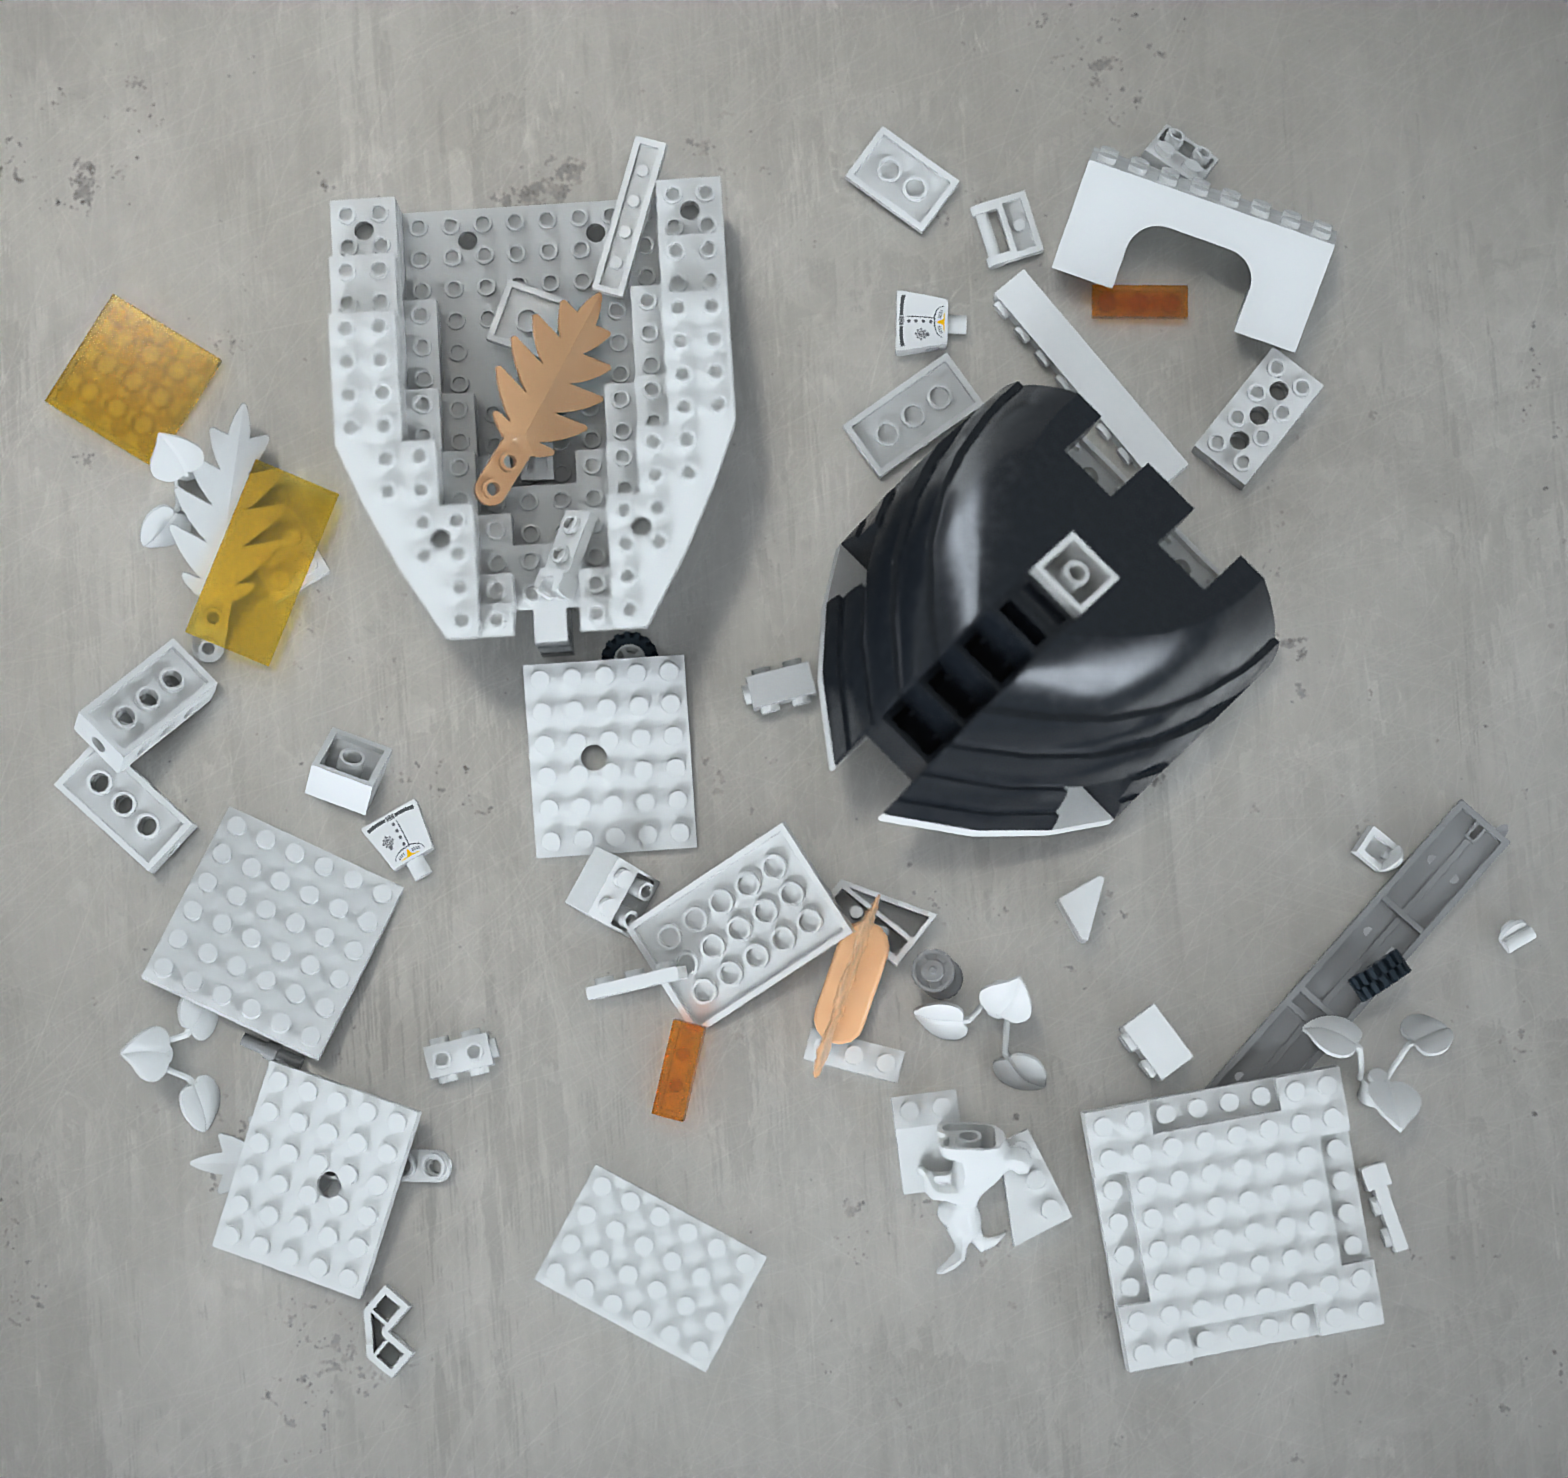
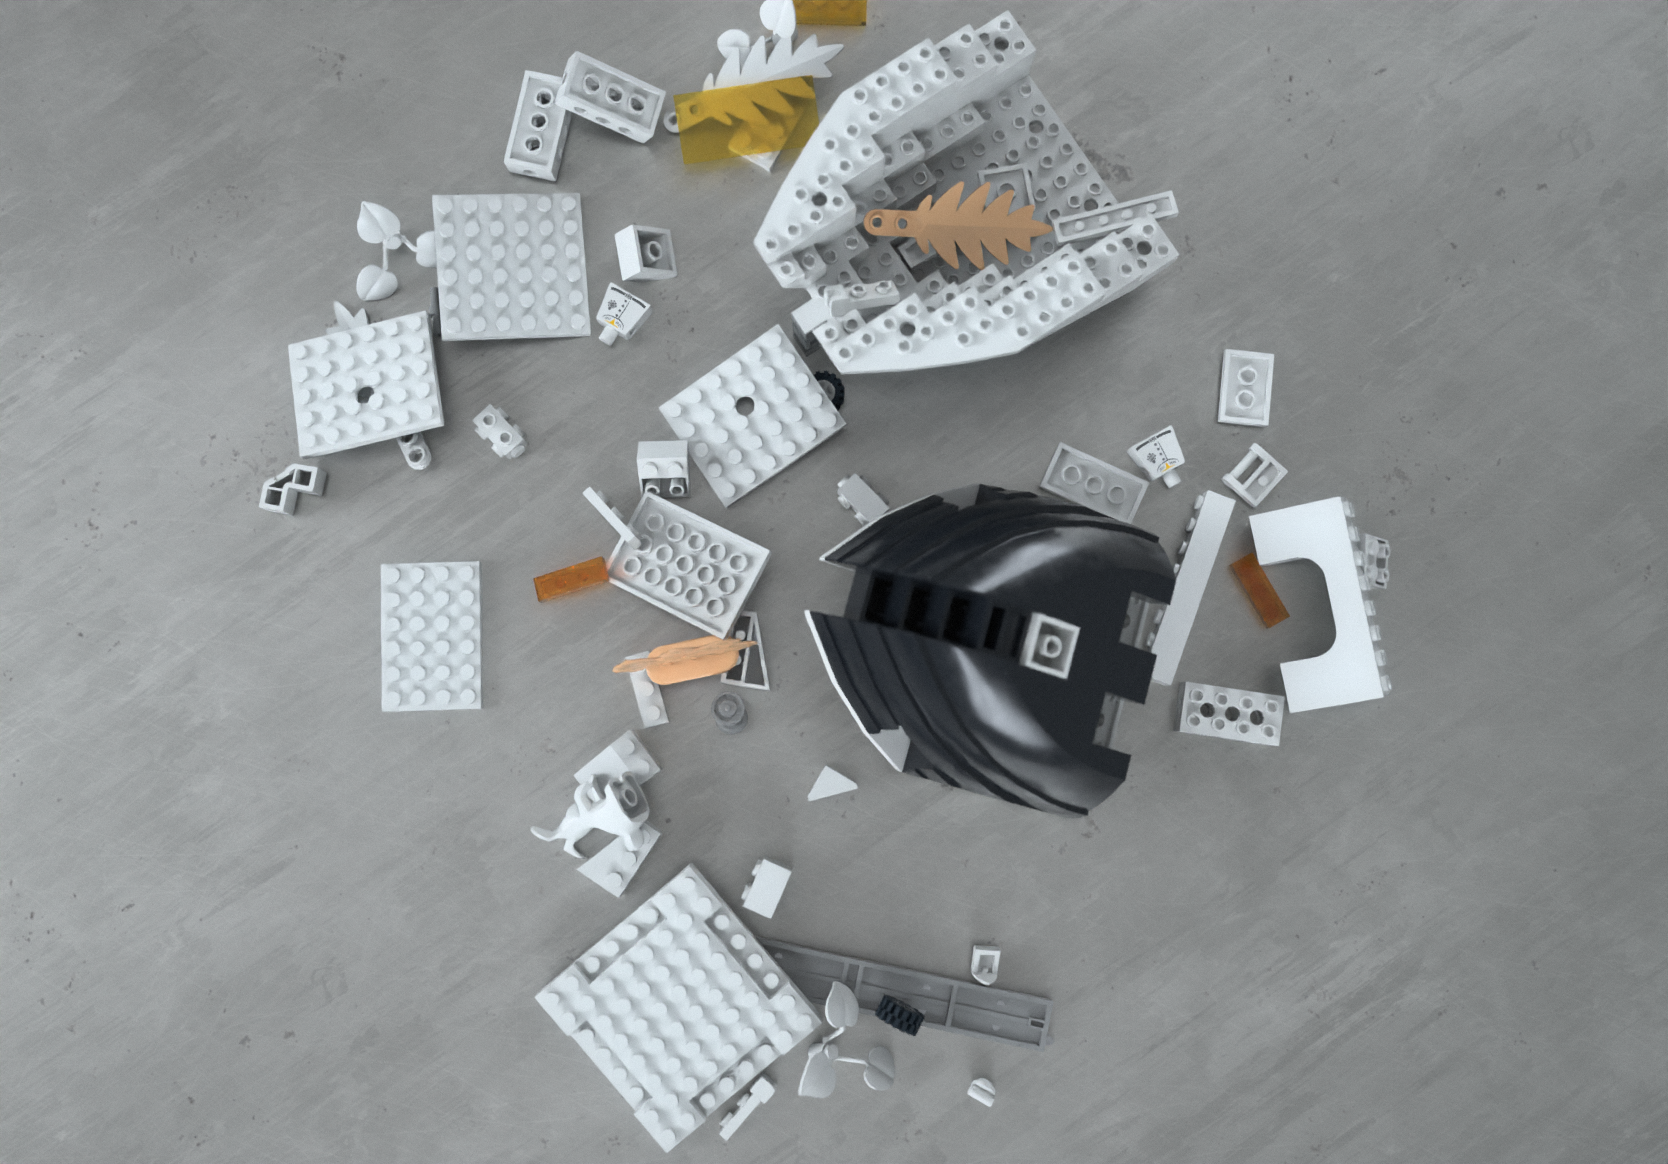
camera: 55 degrees right, 0 degrees up
(1001, 1000) = (736, 770): white plant -> none

